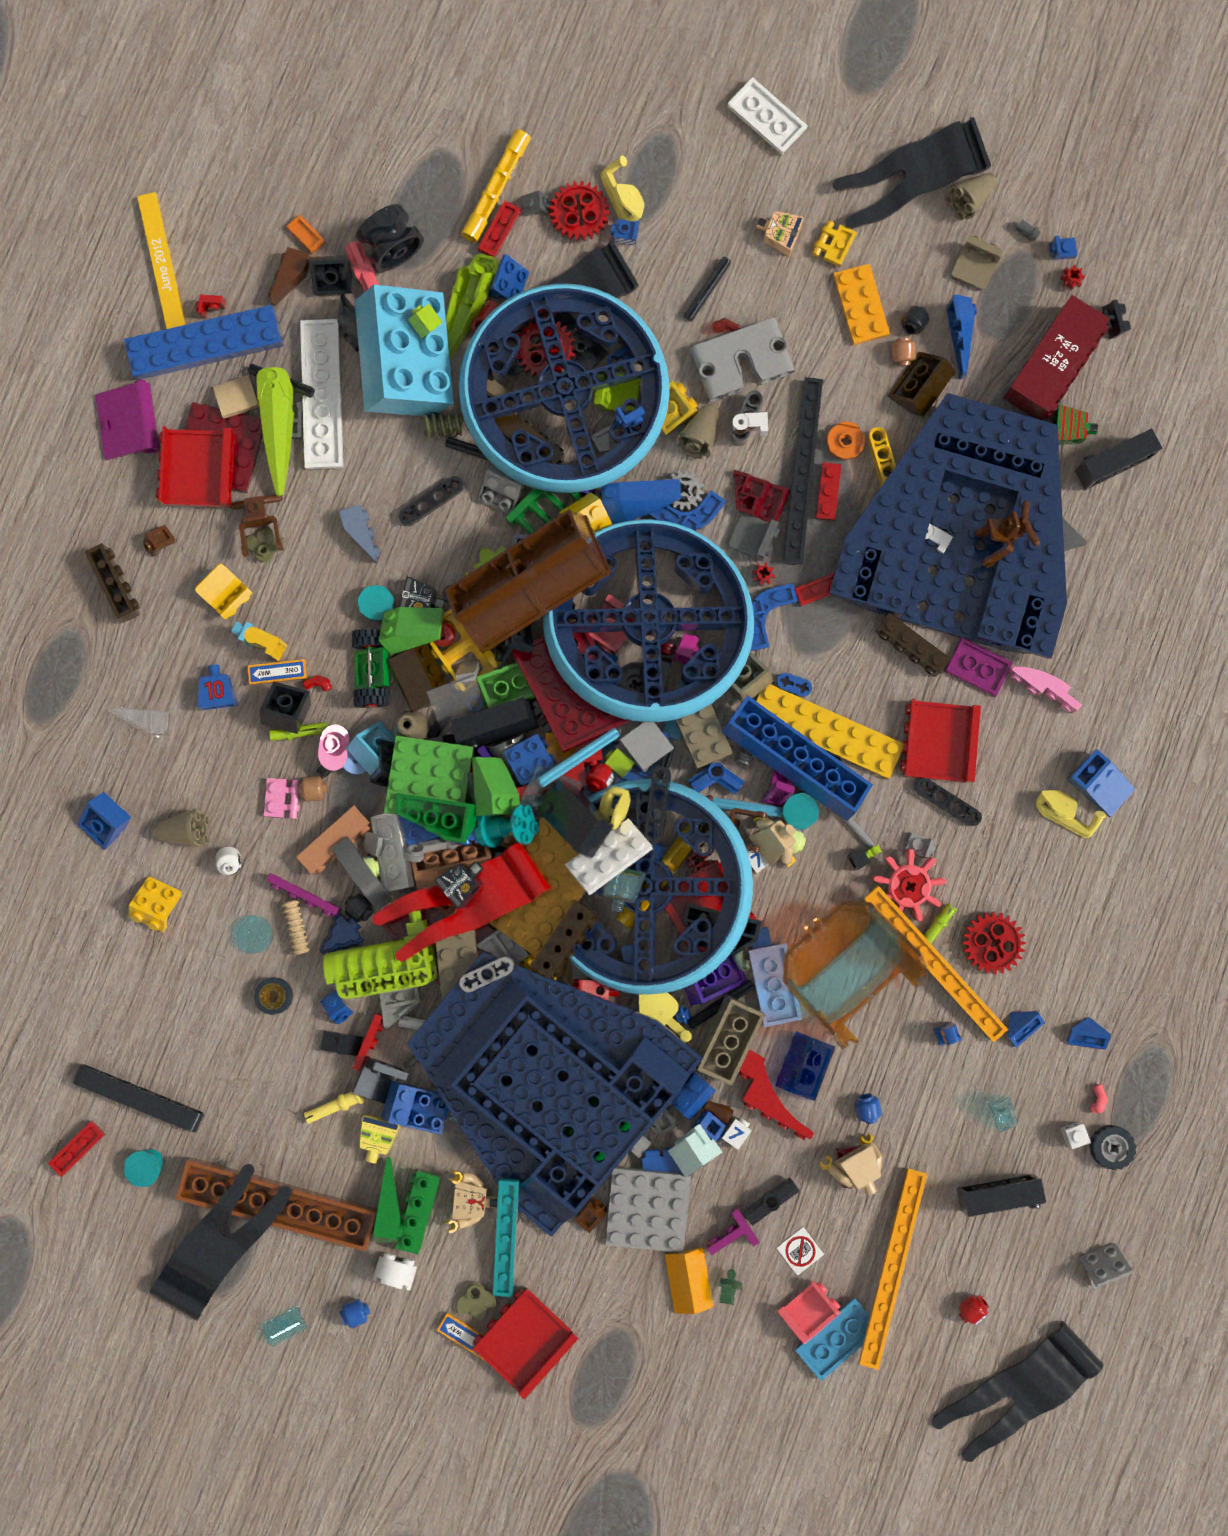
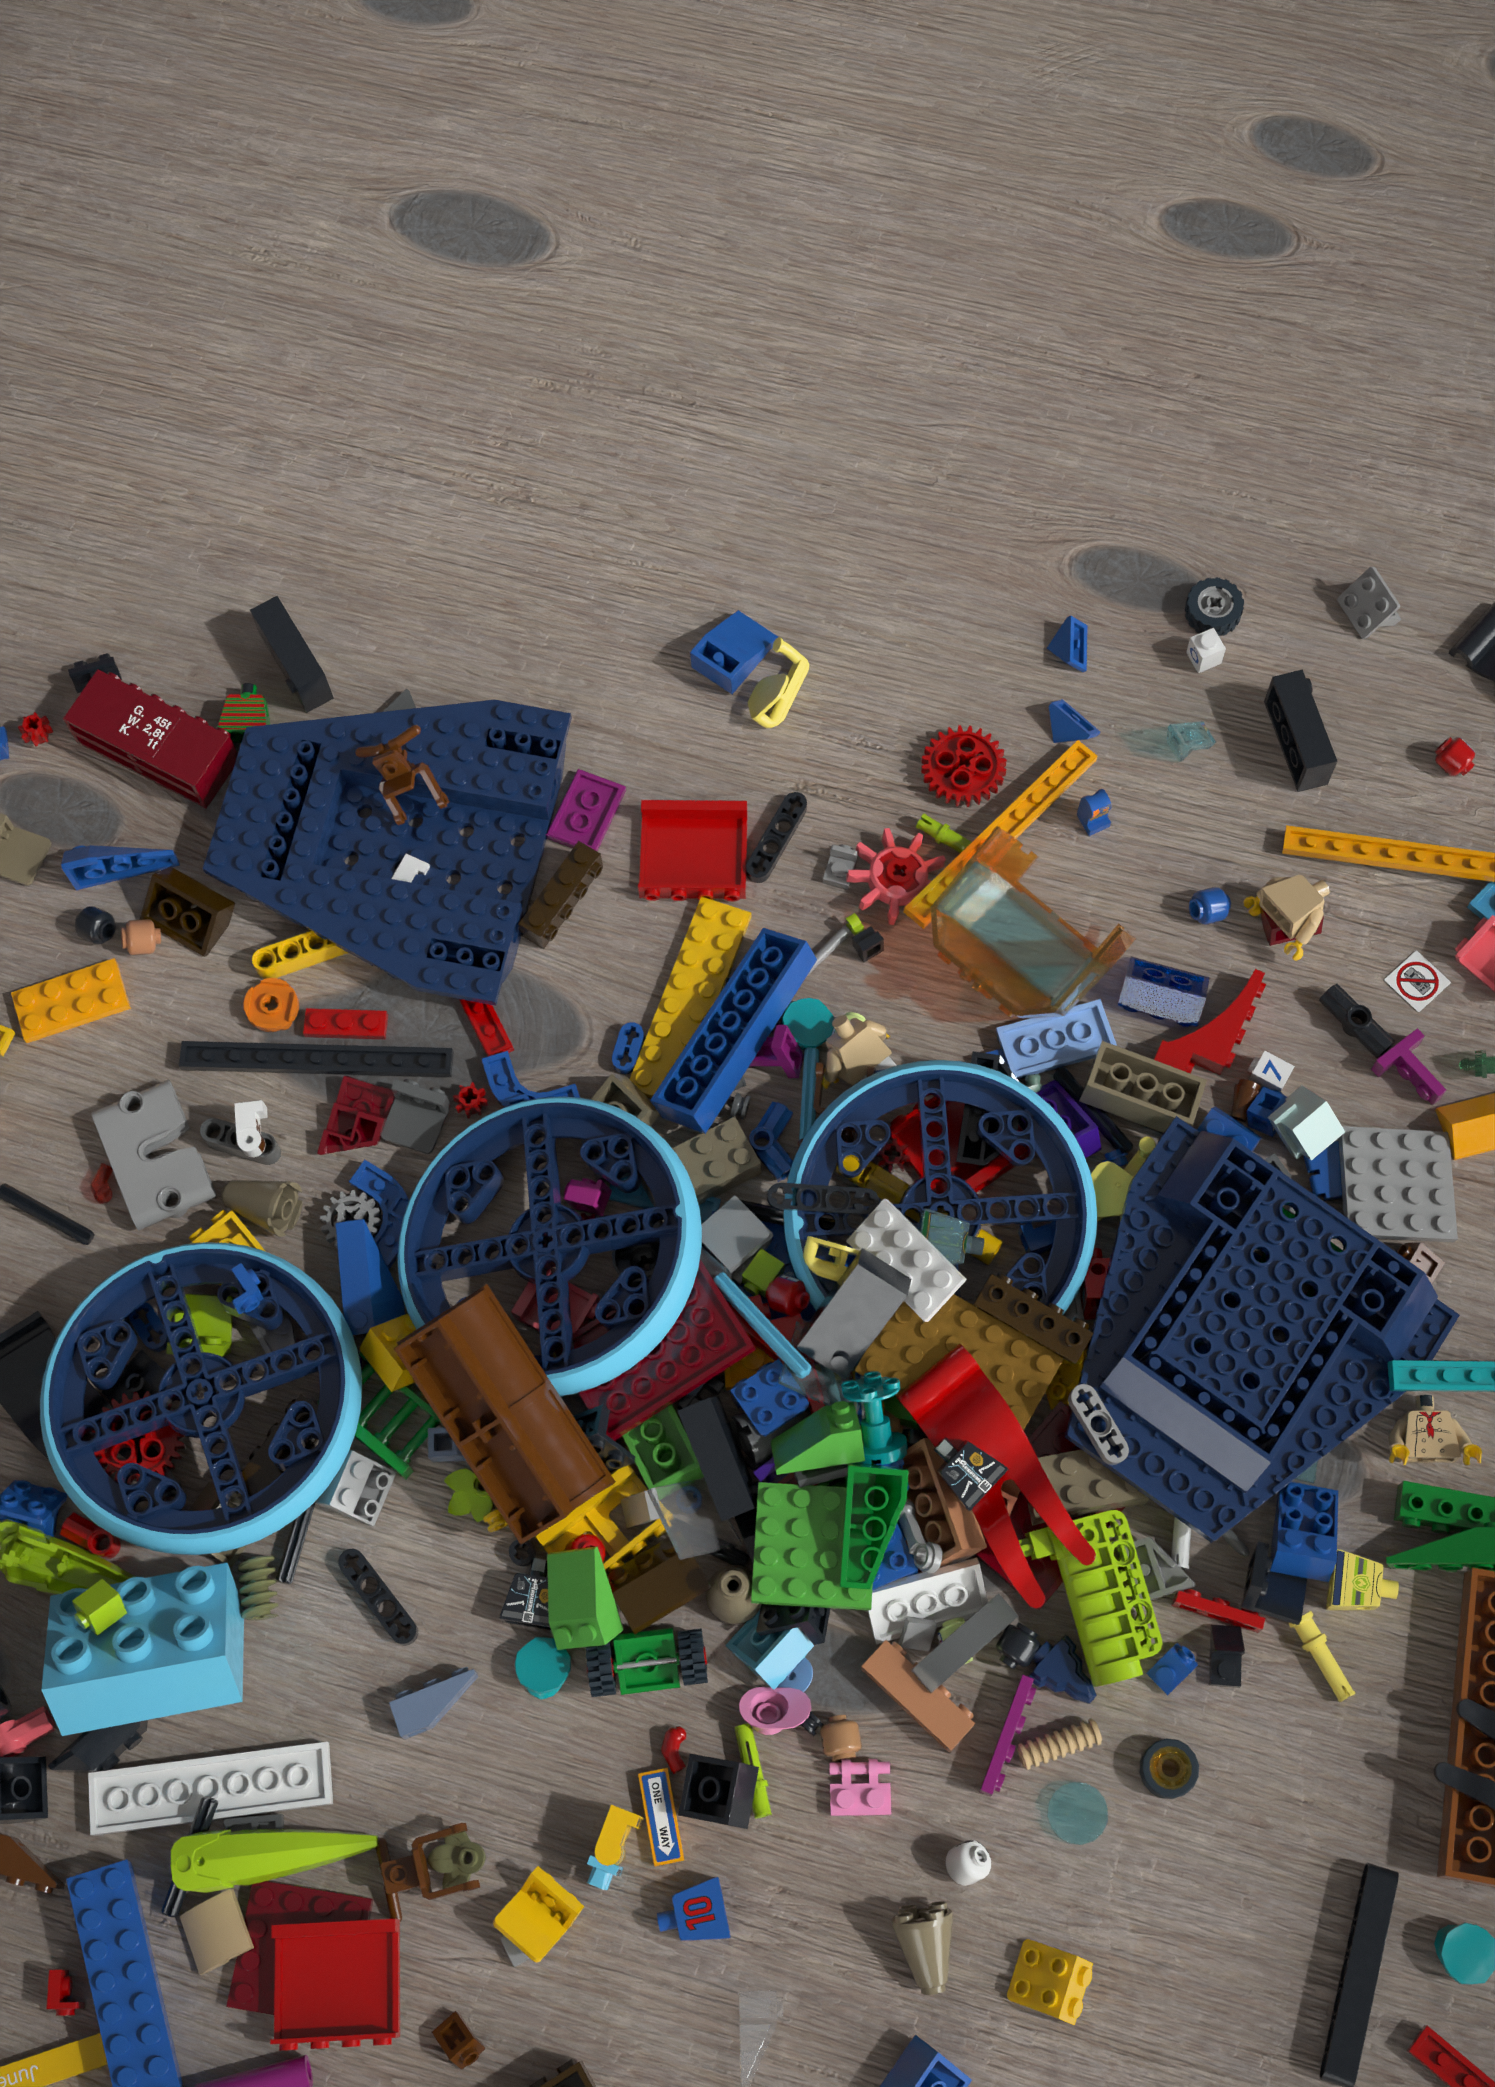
camera: 90 degrees left, 15 degrees down
(501, 945) = (1051, 1418): flat silver wing -> none
(1039, 681) = (603, 729): bright pink slope -> none
(1101, 1101) = (1154, 624): coral arm -> none

